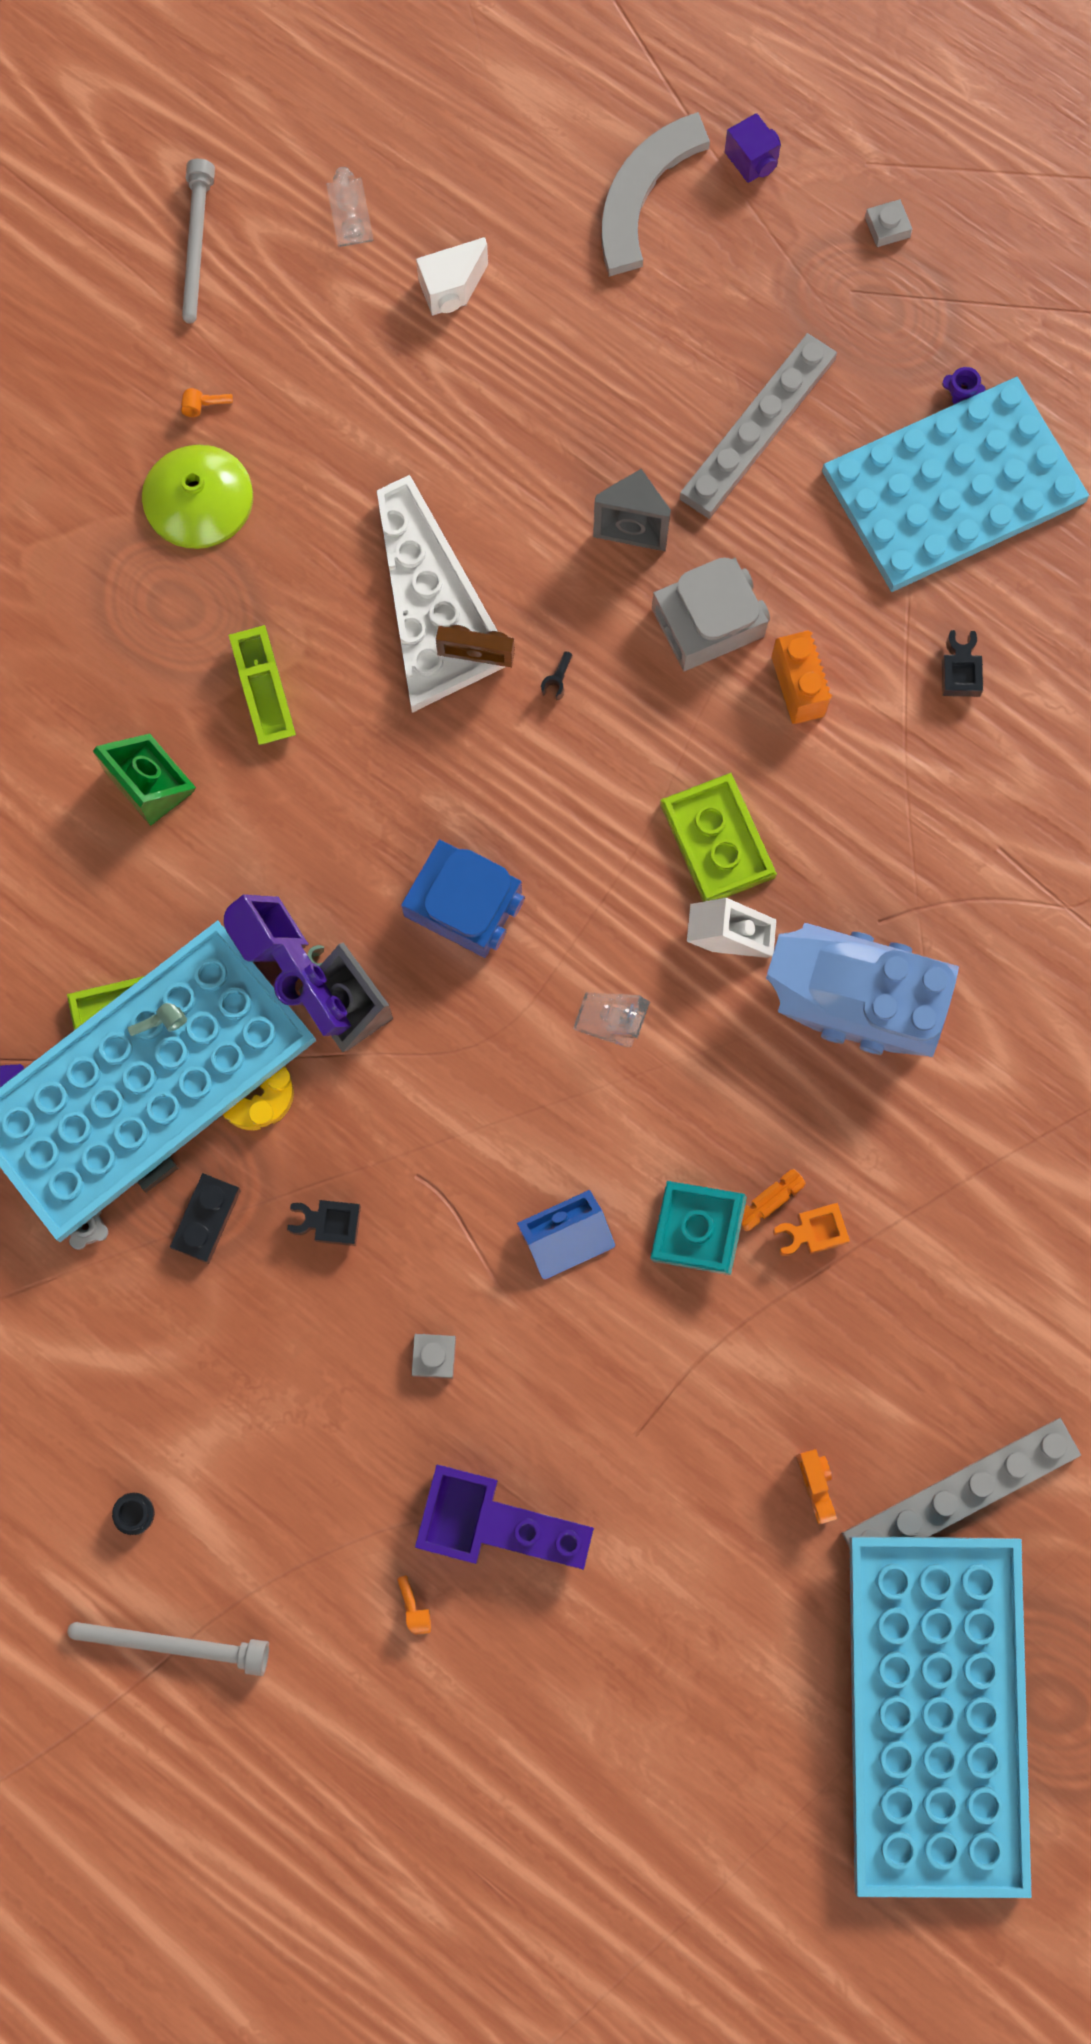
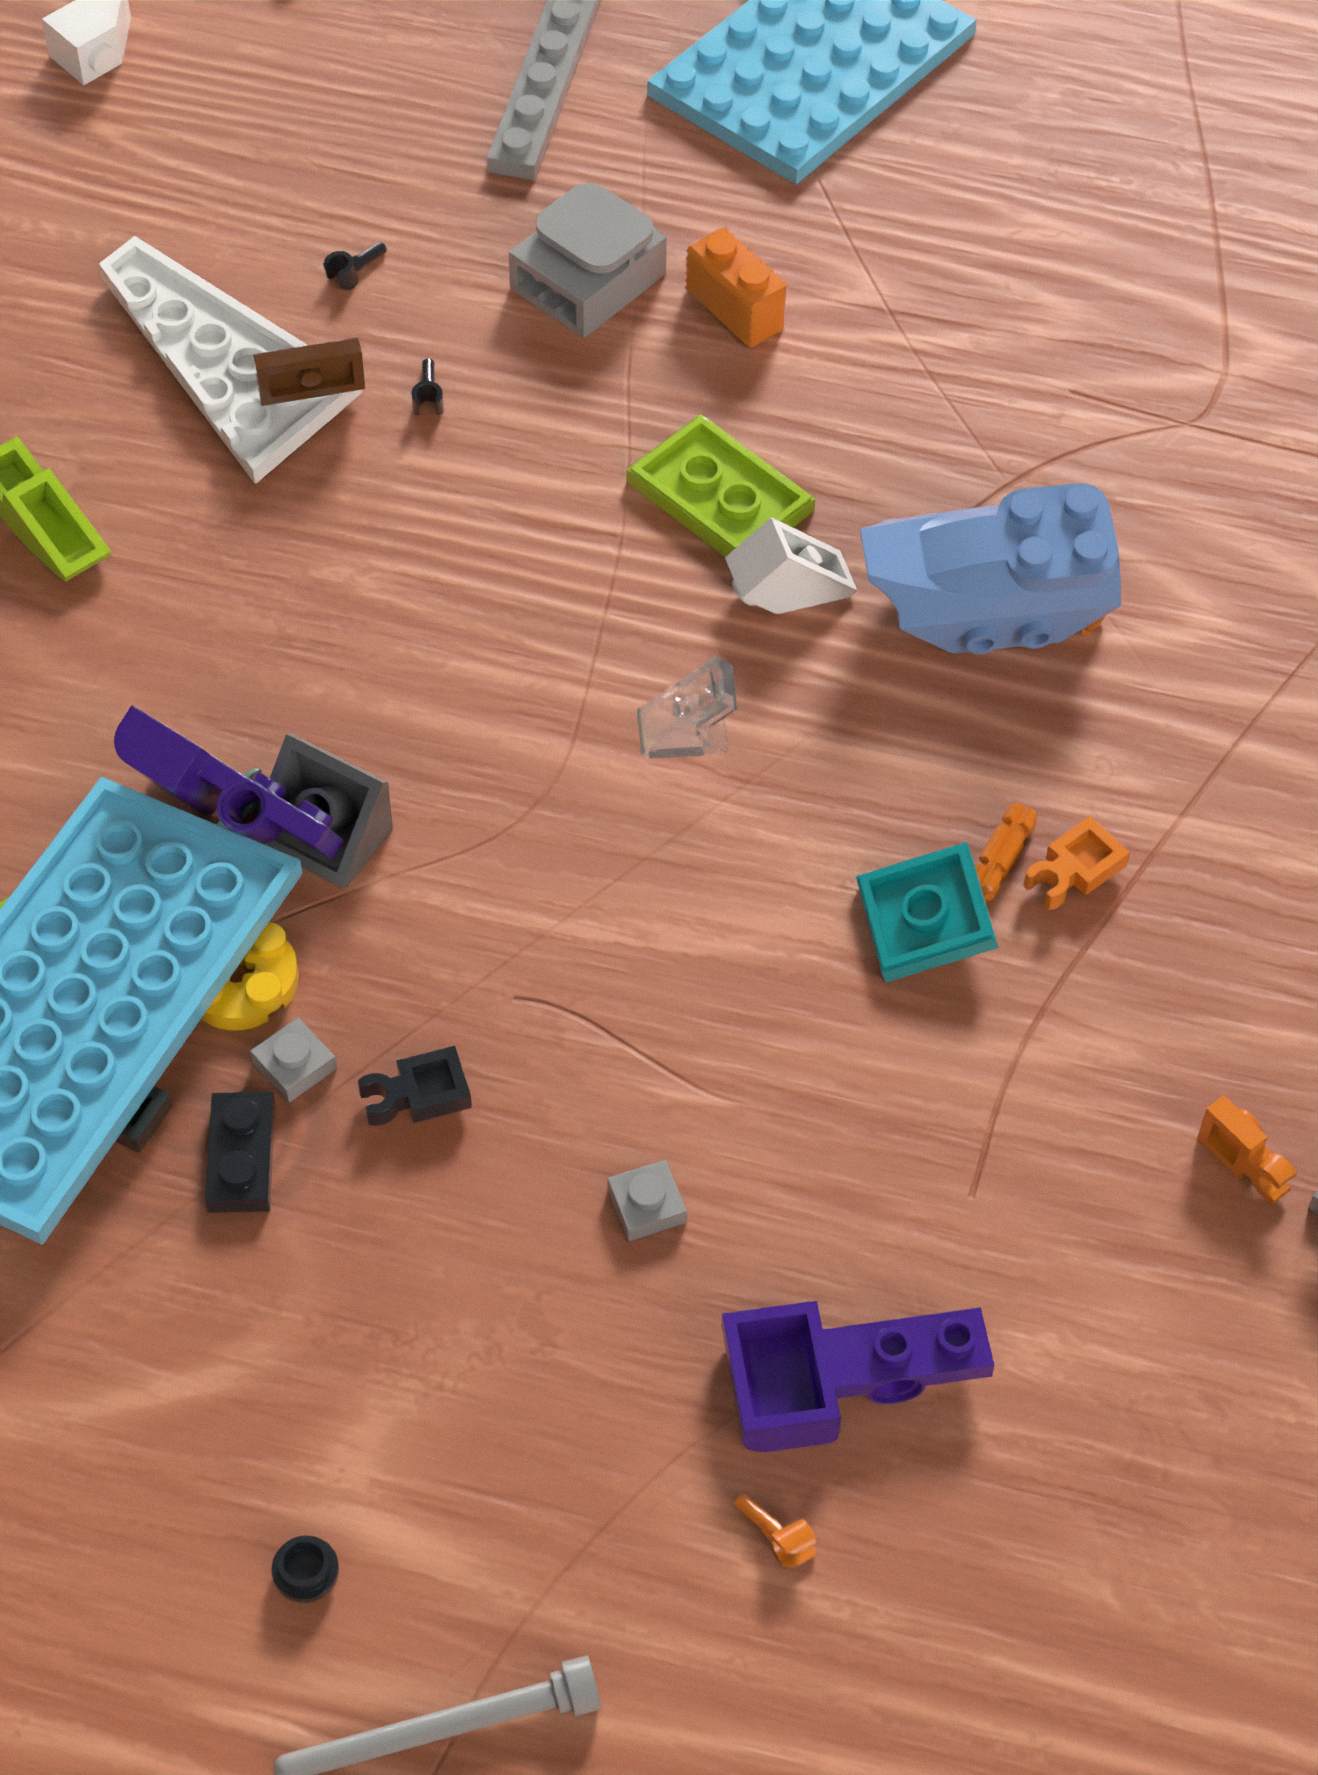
camera: 25 degrees left, 20 degrees down
(96, 1232) = (77, 1237): light grey plate -> none
(168, 1014) = (81, 898): sand green hand -> none
(262, 1166) = (293, 1059): none -> light grey plate
(464, 898) = (425, 650): blue brick -> none
(551, 550) = (346, 266): none -> black hand
(567, 1234) = (758, 984): panel -> none
(632, 513) = (443, 183): dark grey slope -> none
(962, 671) = (924, 226): black plate -> none

